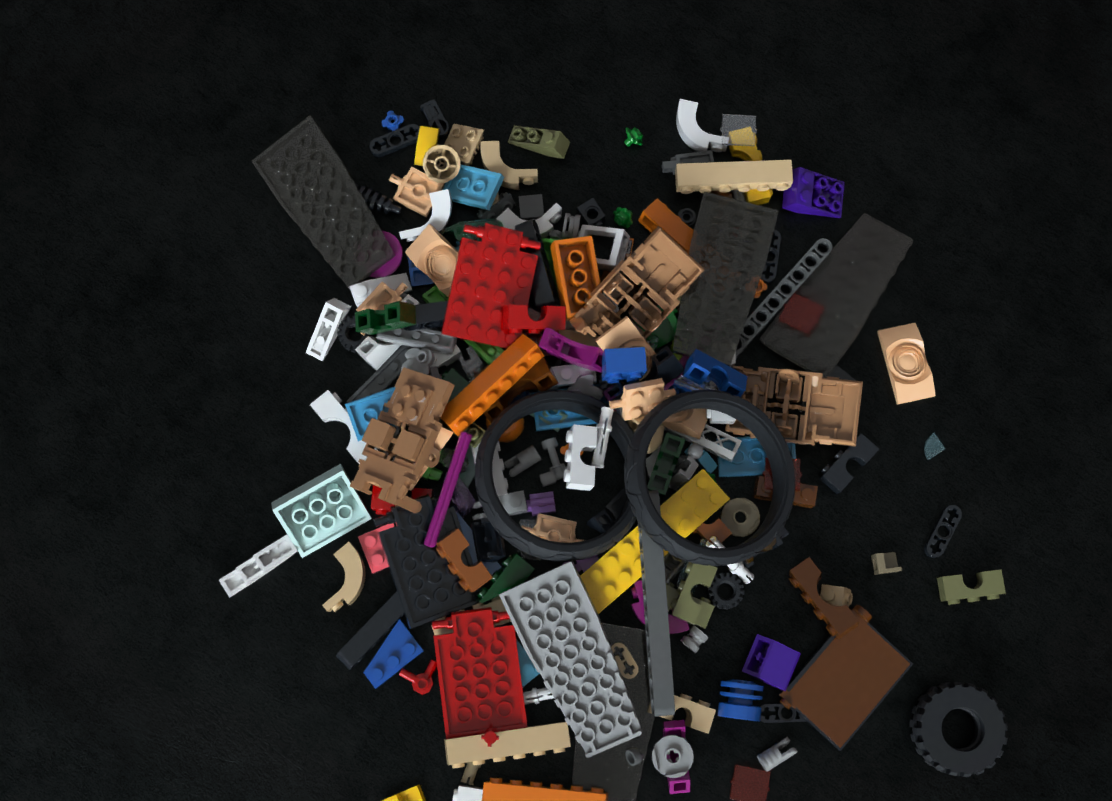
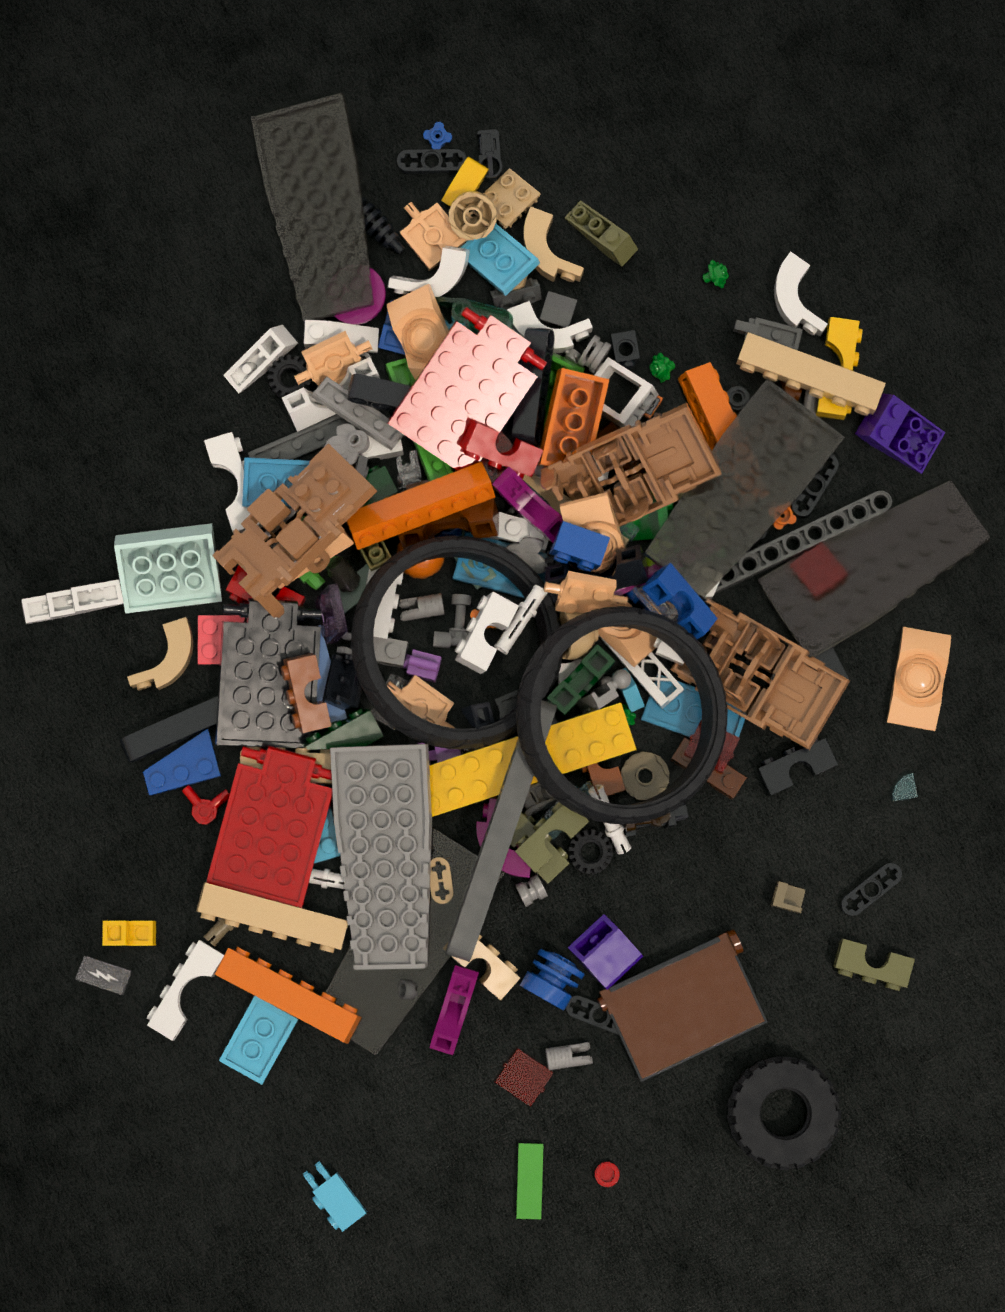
camera: 20 degrees right, 5 degrees up
(394, 316) = (335, 381): dark green arch -> none
(448, 489) = (321, 605): magenta axle -> none
(490, 737) = (255, 900): red piece -> none
(666, 766) = (437, 1014): light grey plate -> none
(738, 130) = (843, 319): clear piece -> none
(836, 595) = (713, 911): tan bracket -> none
(839, 619) = (702, 934): reddish brown arch -> none

